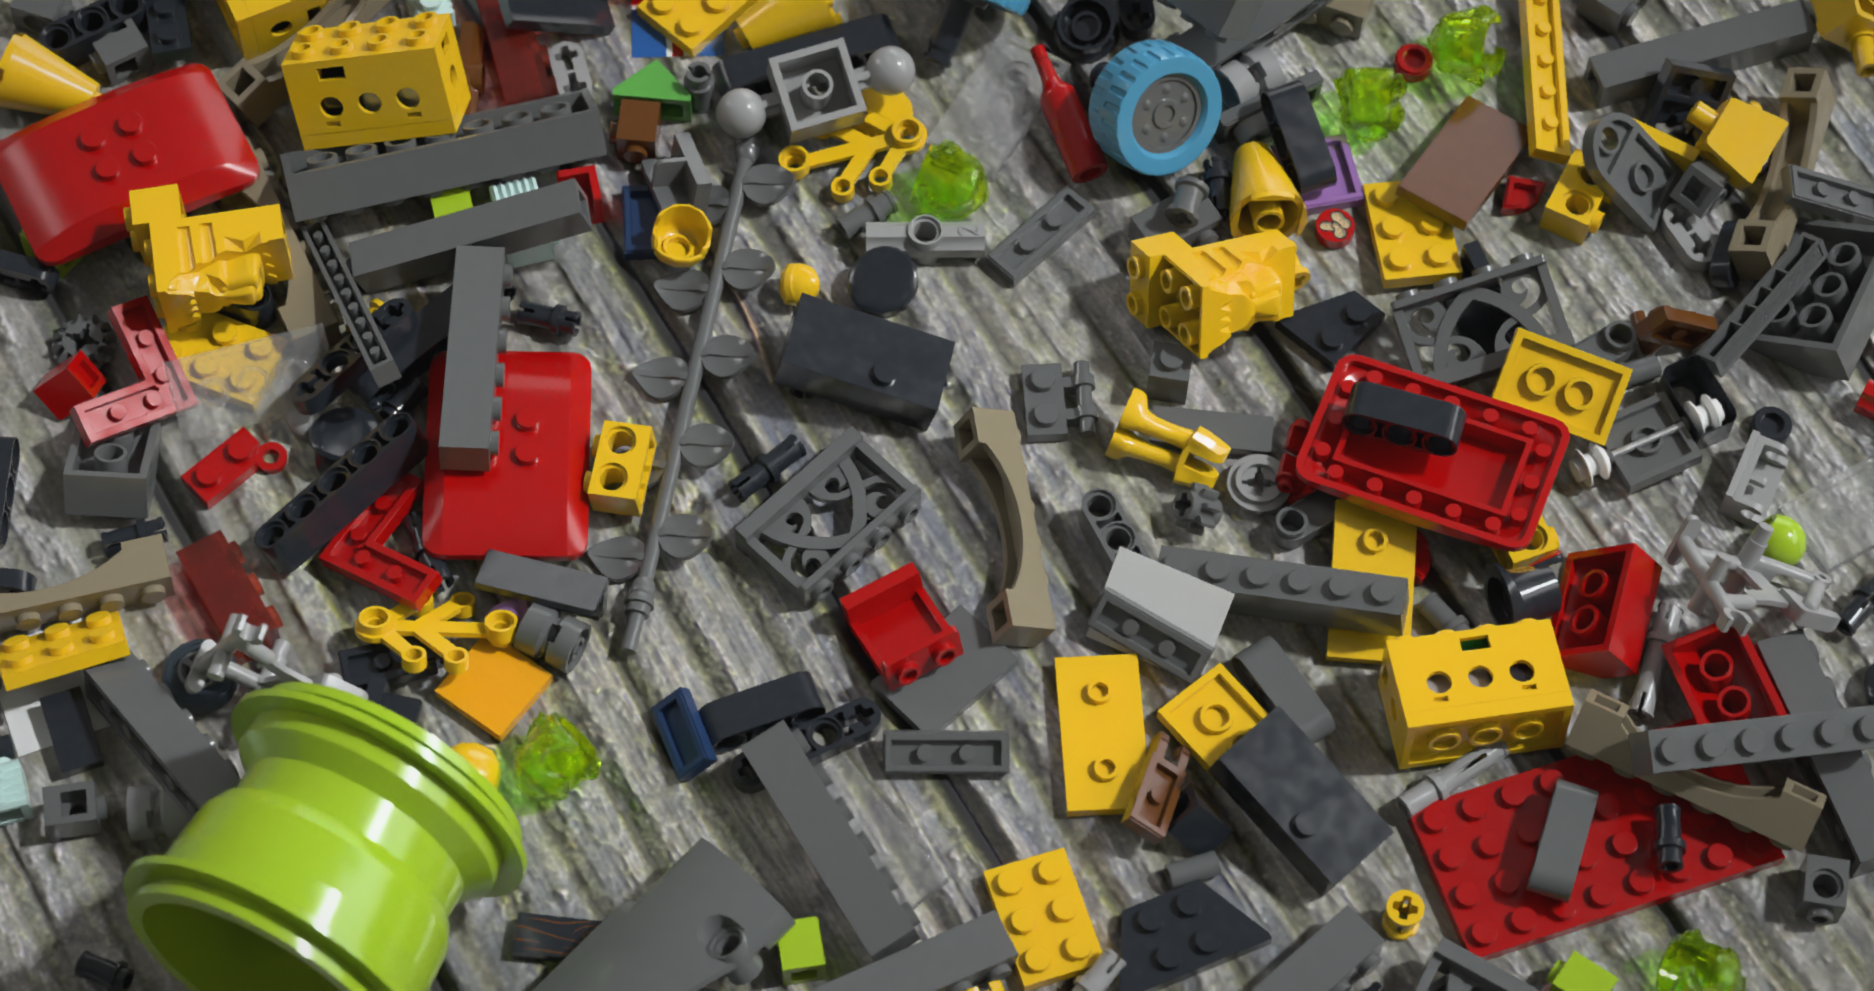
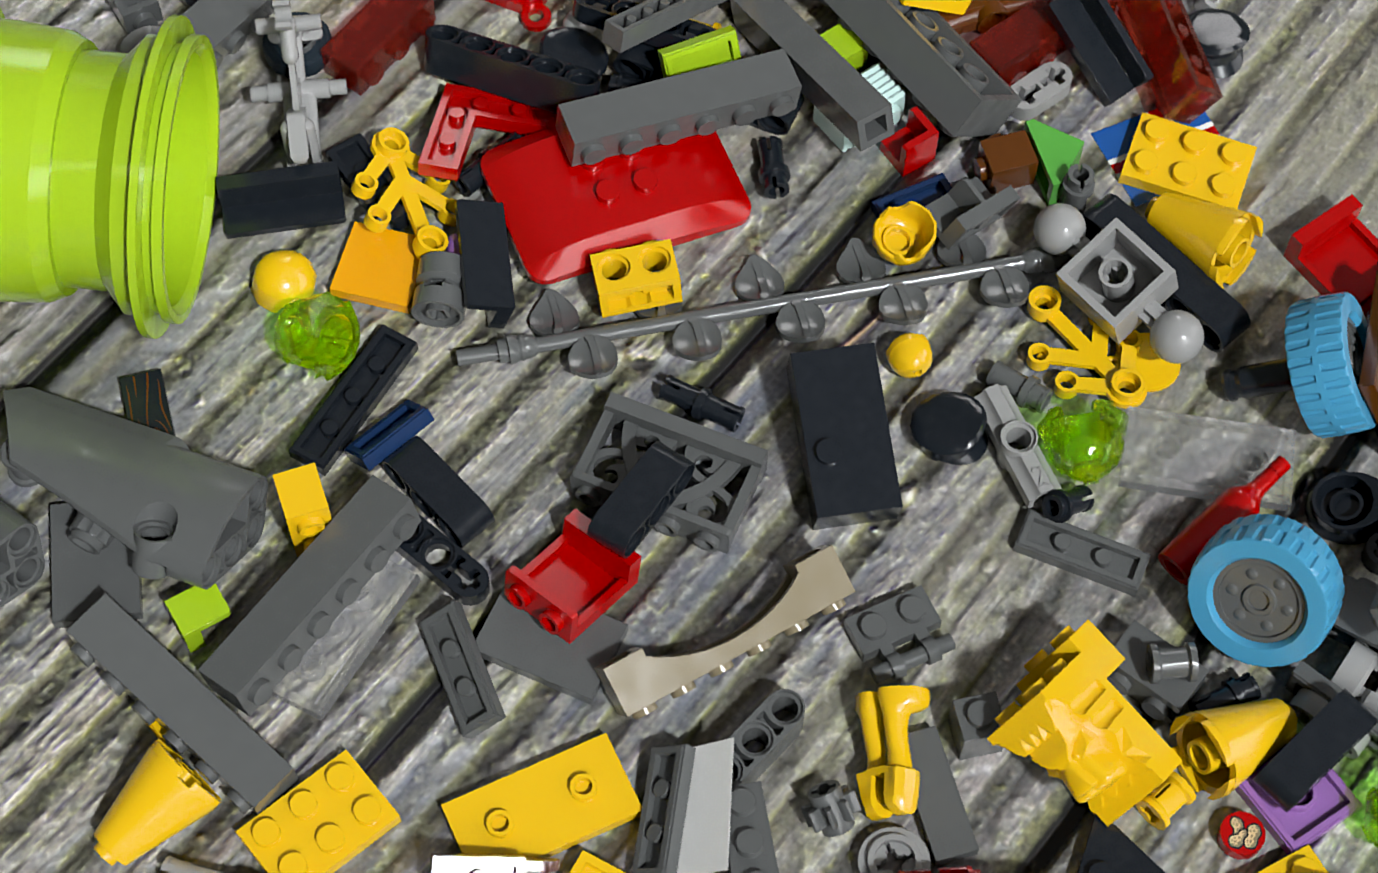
camera: 70 degrees right, 0 degrees up
(420, 322) = (700, 52): none -> lime tile
(627, 756) = (353, 399): none -> black tile
(744, 820) = (303, 504): none -> yellow brick
(863, 537) = (641, 499): none -> black beam
(998, 226) = (1062, 504): none -> black pin

